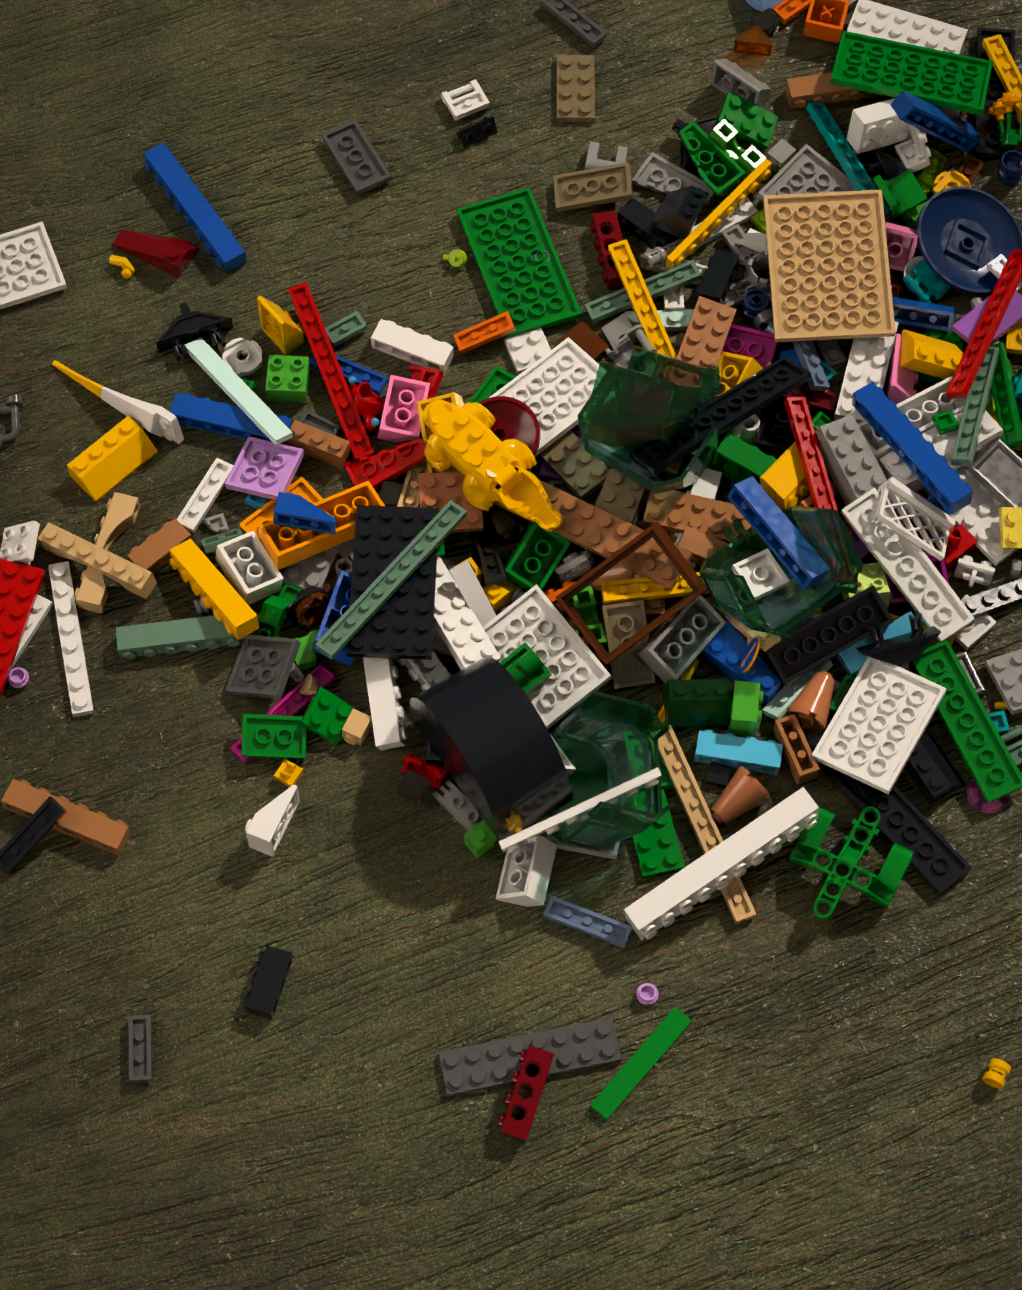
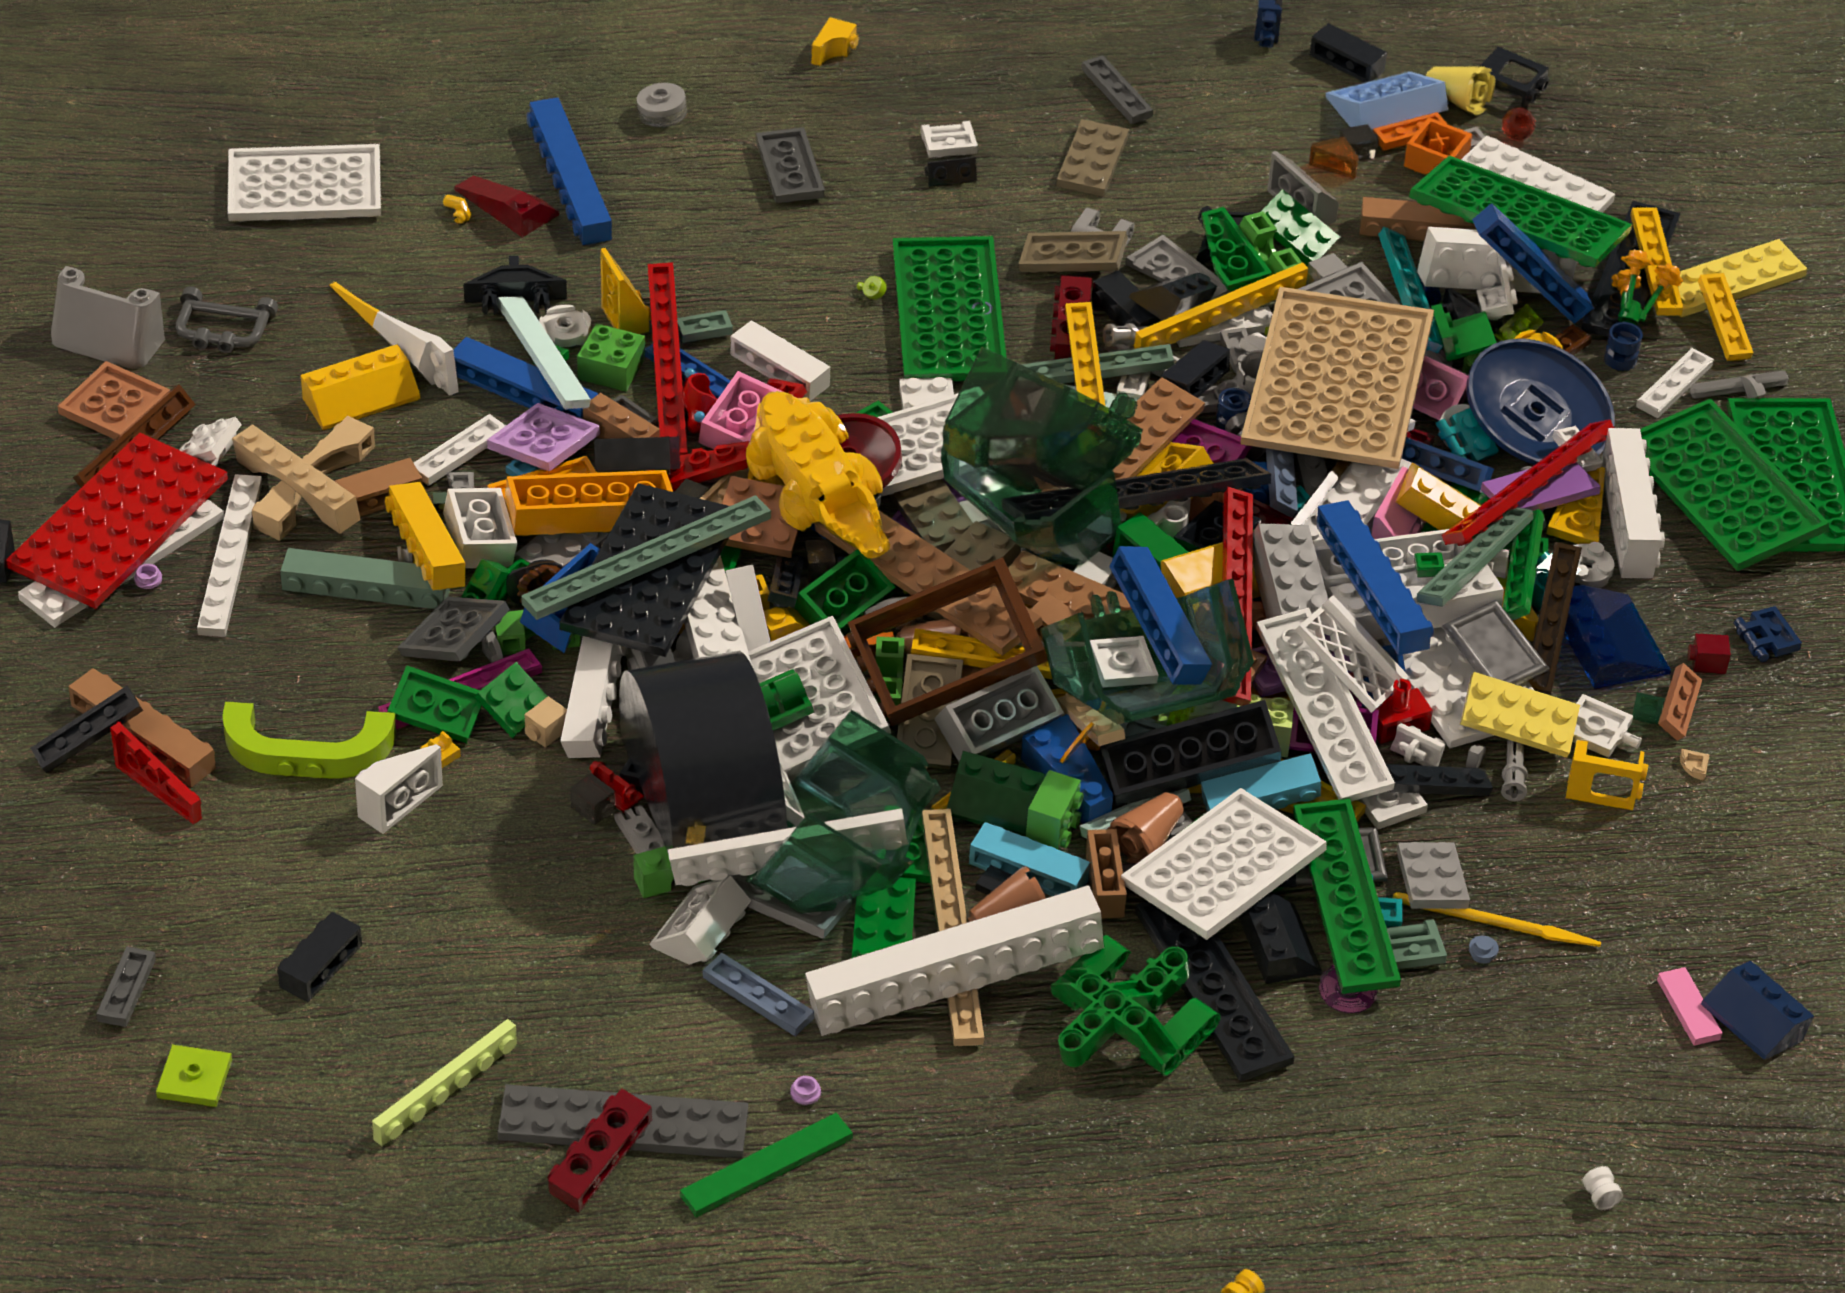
camera: 15 degrees right, 20 degrees down
(92, 860) = (153, 775): none -> red wing
(195, 810) = (302, 757): none -> lime arch
(216, 1109) = (194, 1075): none -> lime plate
(241, 125) = (662, 105): none -> light grey piece
(299, 513) = (564, 473): blue slope -> none
(309, 685) = (503, 663): tan tile -> none
(341, 470) = (637, 454): none -> black brick
(350, 26) = (834, 40): none -> yellow arch
(393, 1071) = (444, 1082): none -> yellowish green plate
(484, 332) = (876, 364): orange plate -> none
(839, 376) = (1320, 492): none -> tile
(903, 648) = (1281, 791): black connector -> none

